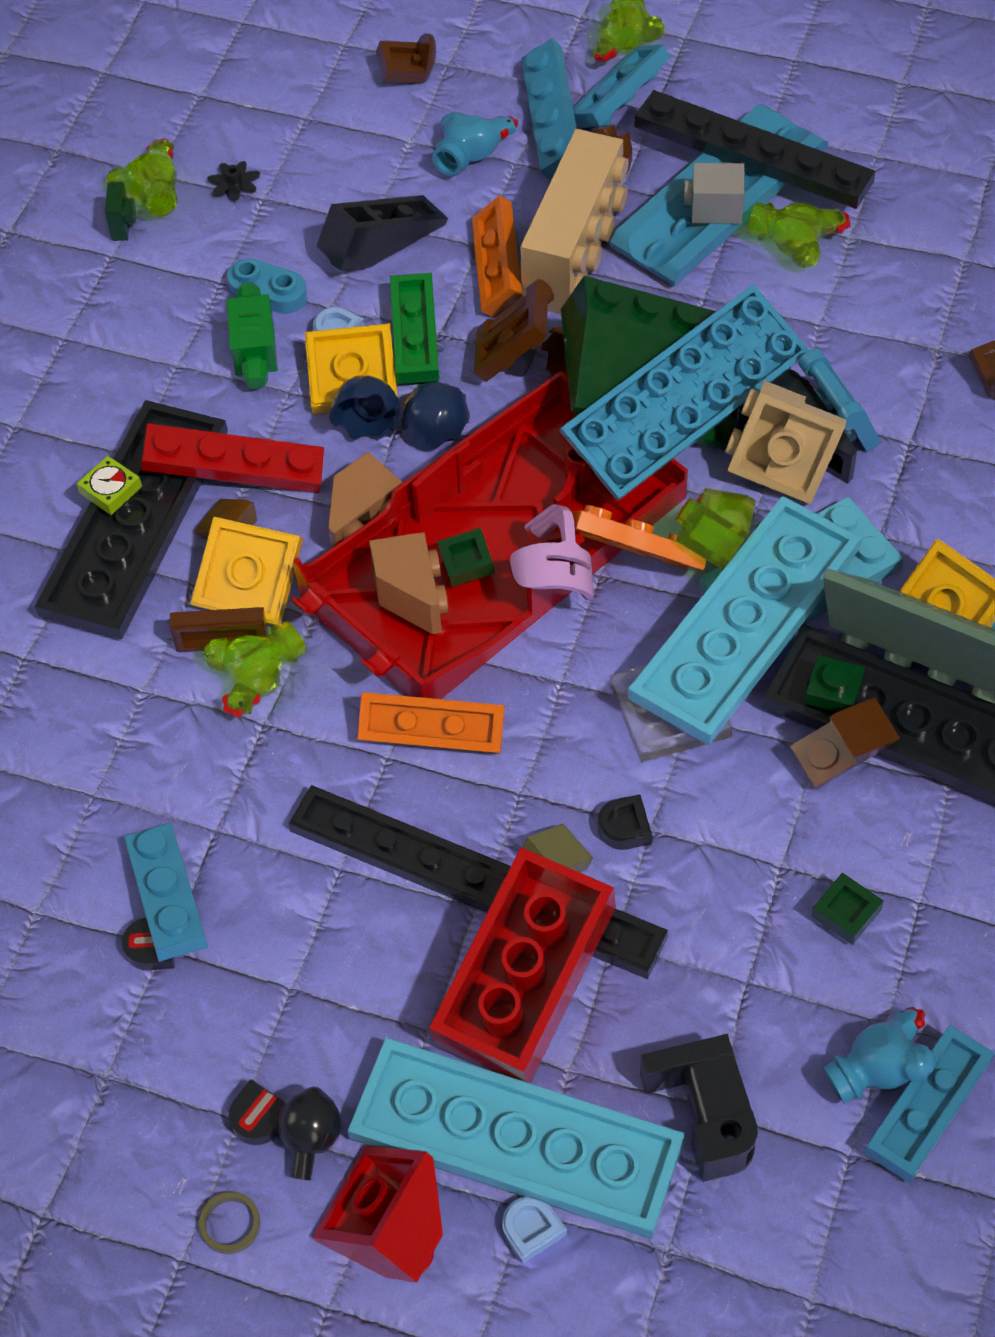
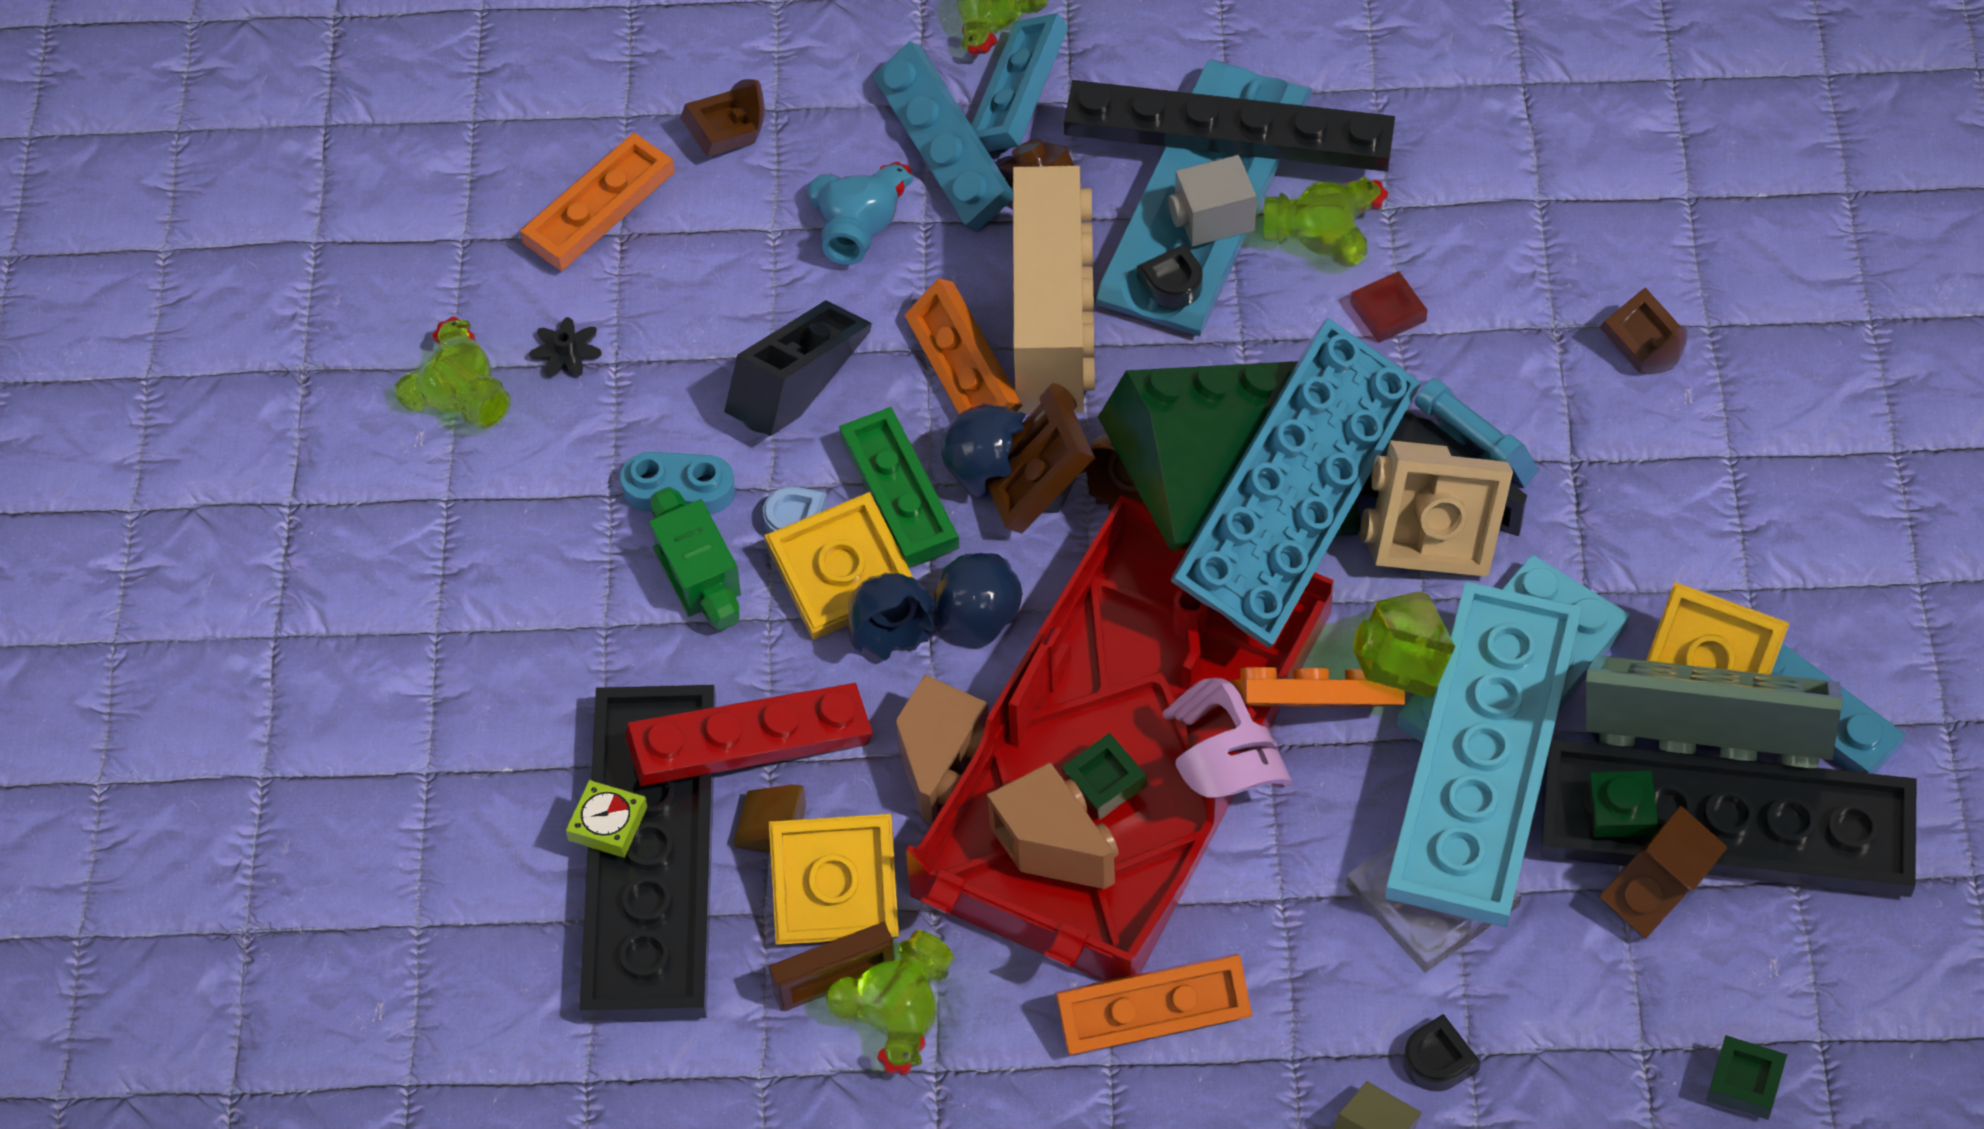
camera: 20 degrees left, 0 degrees up
(119, 211) = (439, 434): dark green plate -> none
(296, 91) = (597, 201): none -> orange plate
(475, 309) = (979, 445): none -> dark blue hair
(666, 238) = (1172, 278): none -> black tile
(820, 302) = (1388, 306): none -> clear red tile

